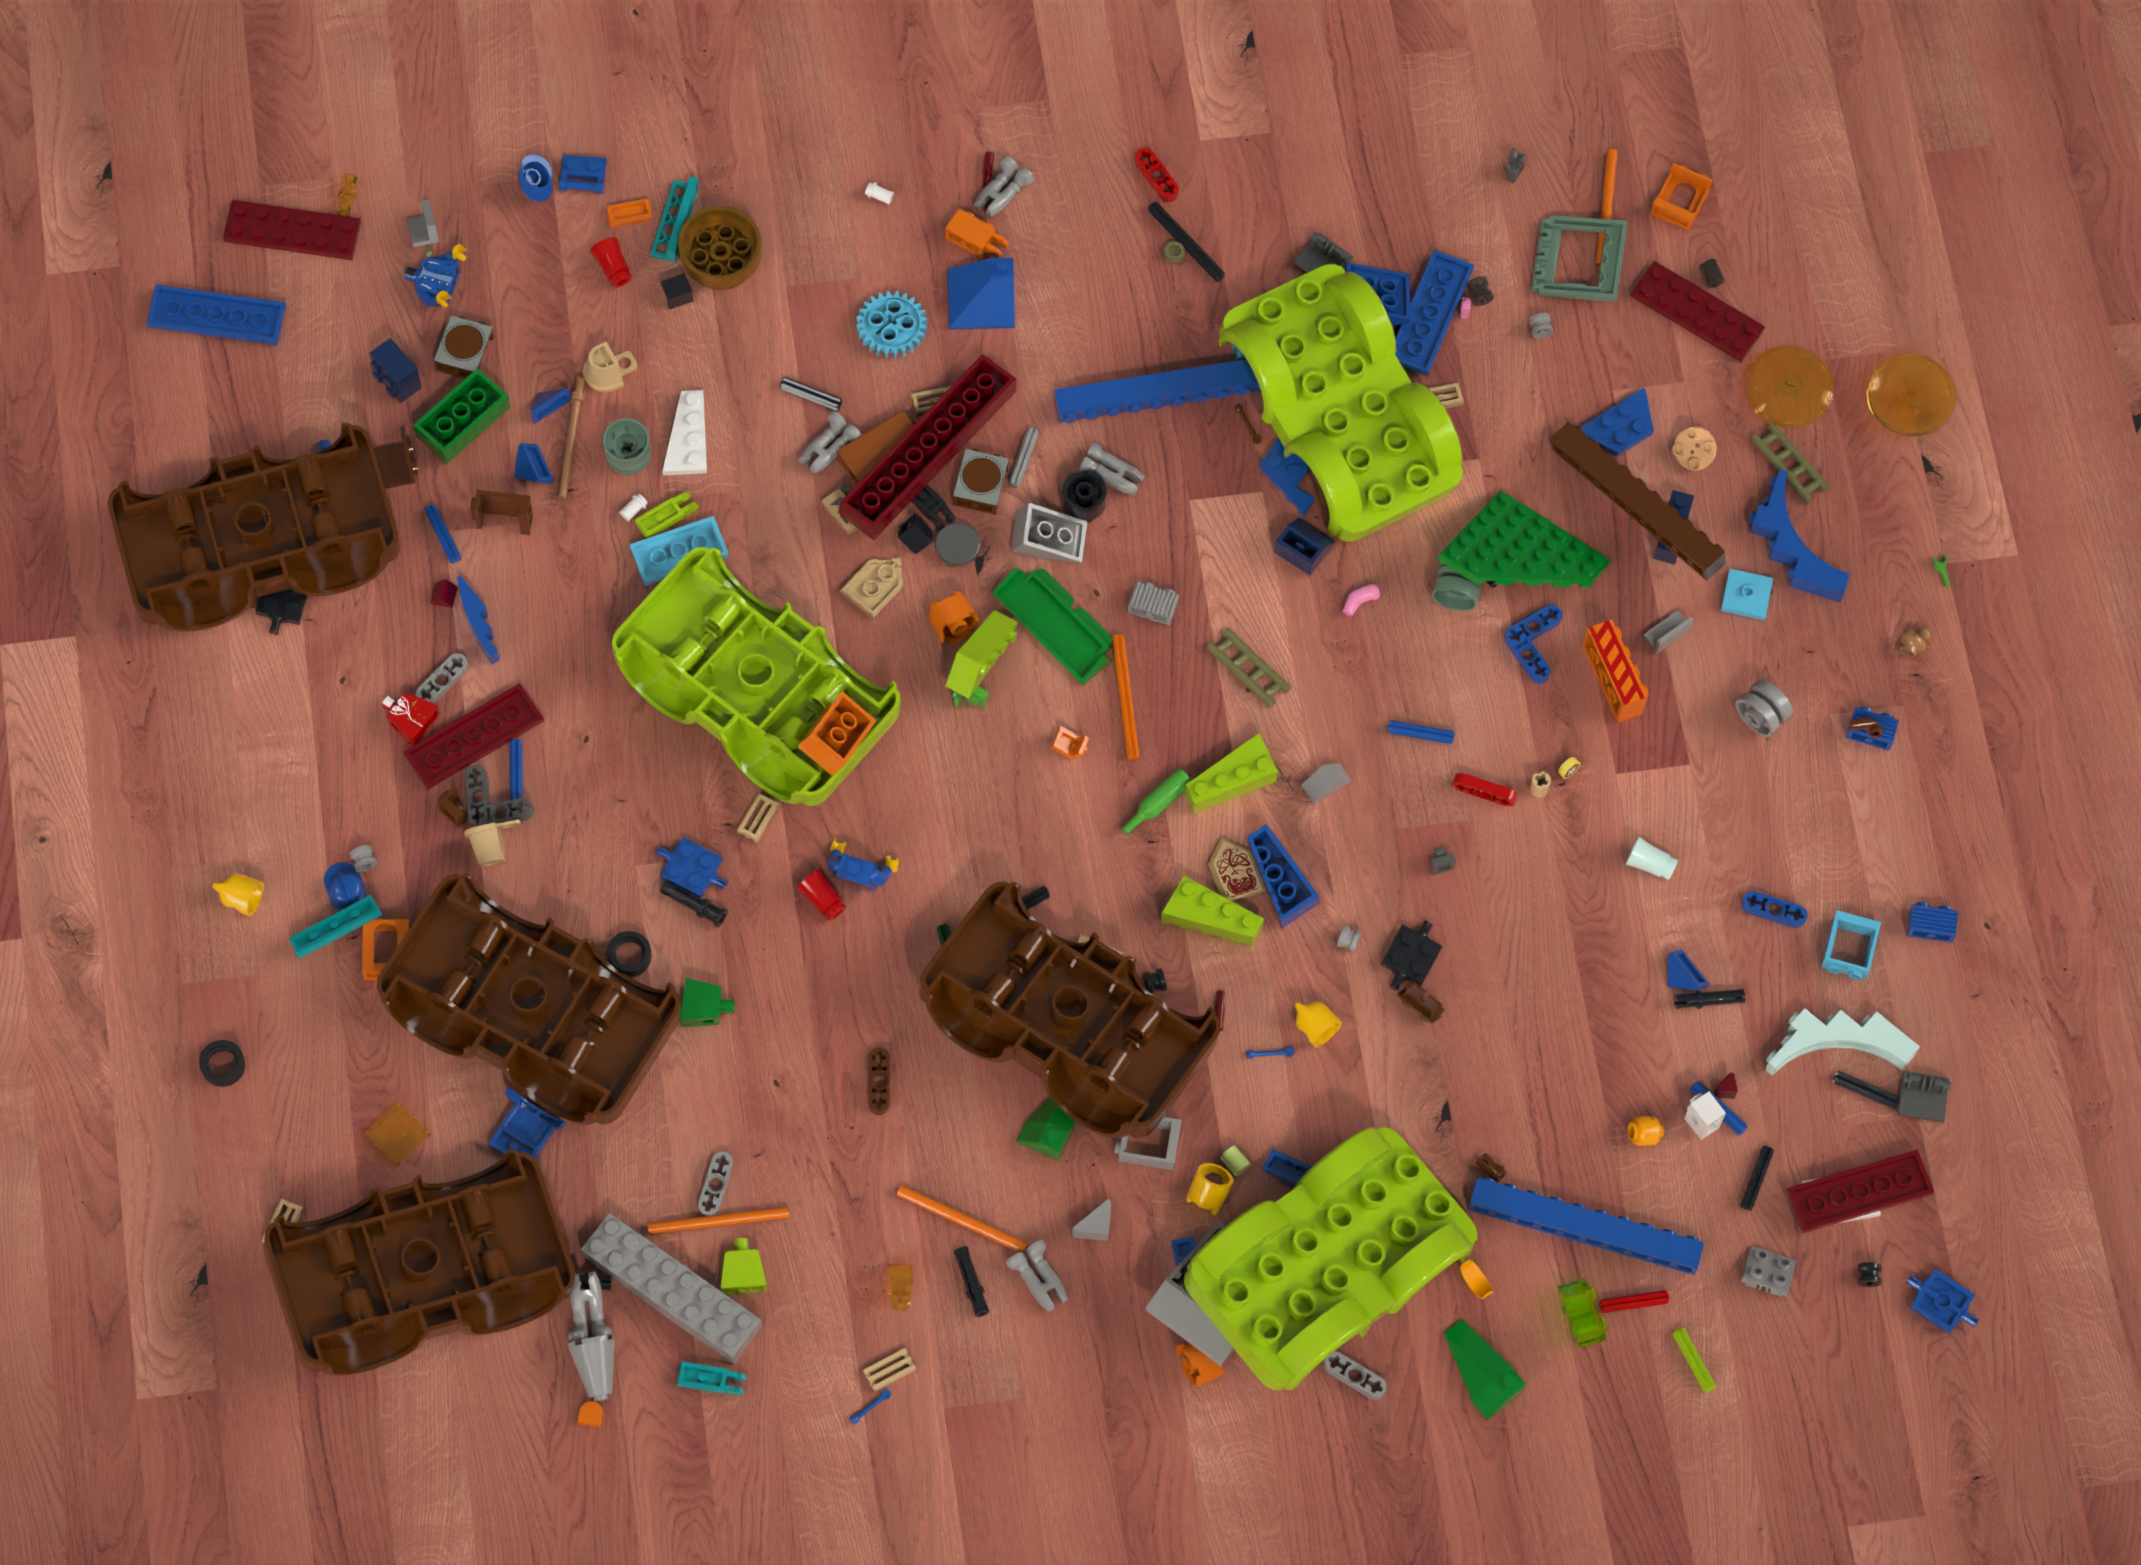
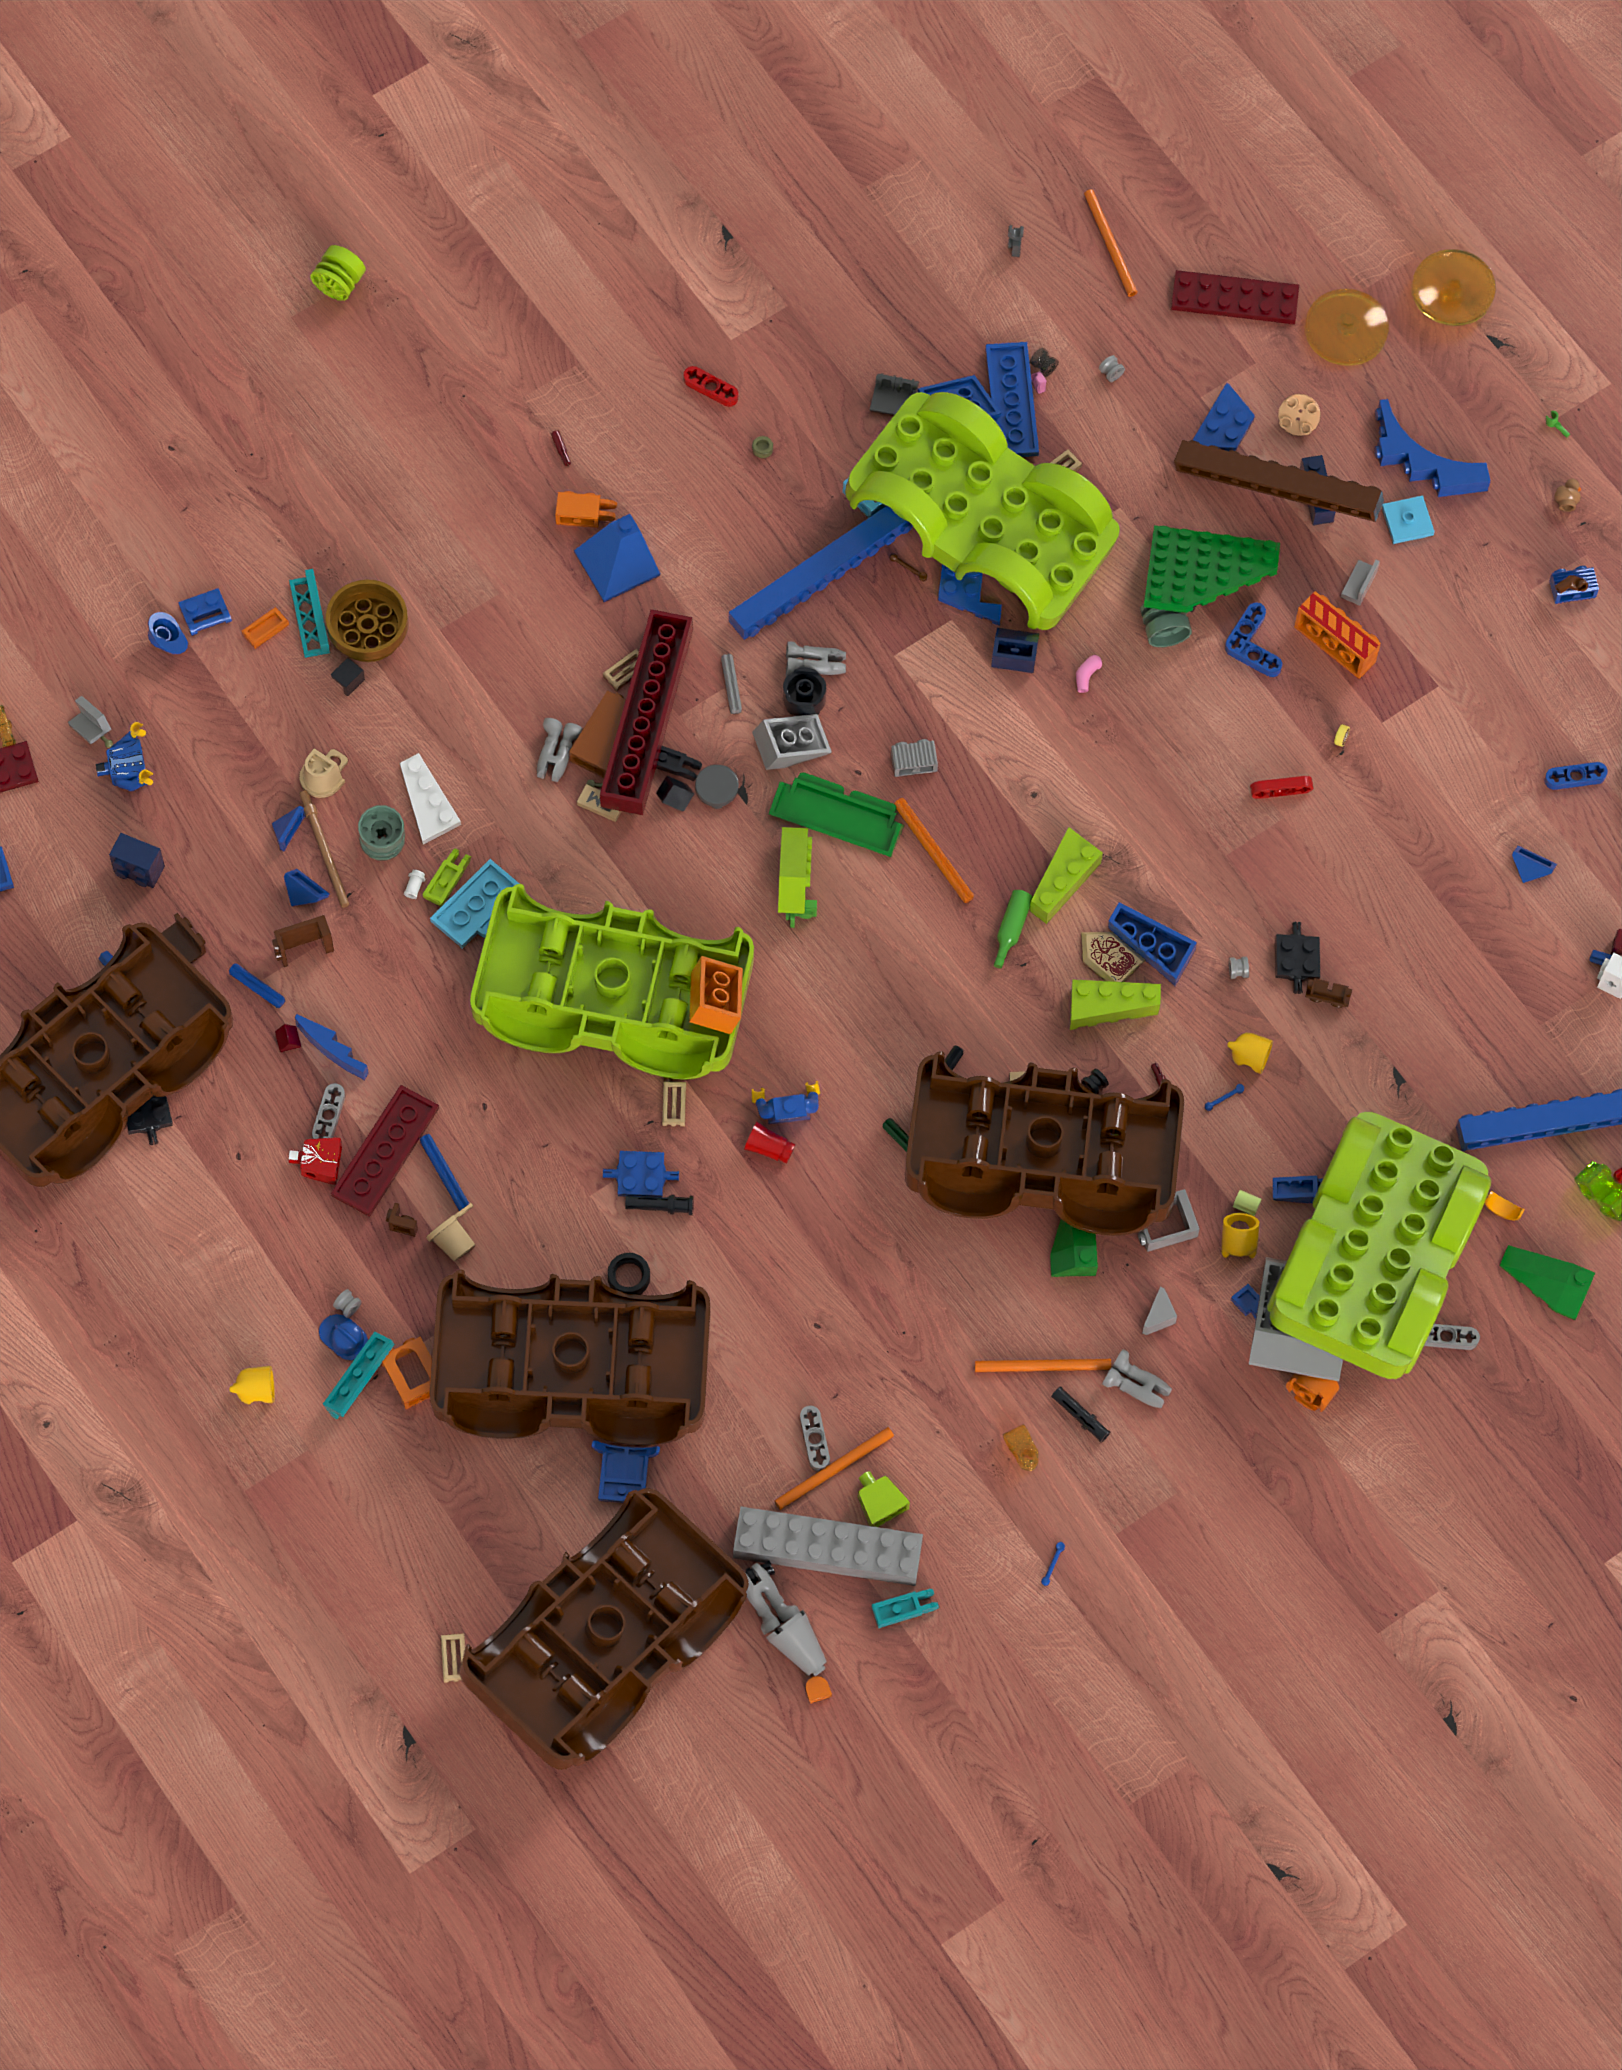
camera: 25 degrees left, 0 degrees up
(213, 1048) = (325, 1559): black tyre -> none
(397, 1133) = (511, 1529): clear yellow tile -> none
(461, 416) = (218, 873): green brick -> none
(462, 346) = (185, 813): panel -> none
(489, 810) = (436, 1208): dark grey beam -> none
(612, 261) = (276, 677): red plant -> none
(703, 1004) = (720, 1285): green torso -> none
(811, 393) = (515, 713): axle -> none
(874, 585) = (663, 854): tan tile -> none
(879, 193) = (478, 510): white pin -> none
(885, 1097) = (903, 1264): reddish brown beam -> none
(892, 324) = (570, 627): medium azure gear -> none
(907, 1360) = (1063, 1509): tan tile -> none
(953, 618) = (750, 850): orange brick -> none
(980, 481) = (707, 721): panel -> none
(991, 191) = (580, 438): light grey piece -> none
(1069, 743) = (909, 913): orange bracket -> none
(1189, 244) = (772, 433): black axle -> none
(1249, 681) = (1031, 787): olive bar -> none
(1325, 782) = (1144, 844): light grey slope -> none
(1420, 731) = (1200, 763): blue axle -> none
(1441, 861) = (1279, 865): dark grey tile -> none
(1492, 1168) = (1463, 1105): reddish brown pin -> none
(1540, 784) = (1326, 761): tan piece -> none
(1611, 259) = (1140, 284): sand green hinge -> none
(1645, 1130) = (1573, 1012): light orange head -> none
(1651, 859) = (1452, 781): light aqua plant -> none
(1674, 214) = (1169, 222): orange panel -> none
(1702, 999) = (1557, 880): black pin -> none
(1711, 273) = (1230, 259): clear smoke piece -> none
(1764, 708) = (1478, 608): light grey wheel -> none
(1790, 449) = (1379, 380): olive bar -> none

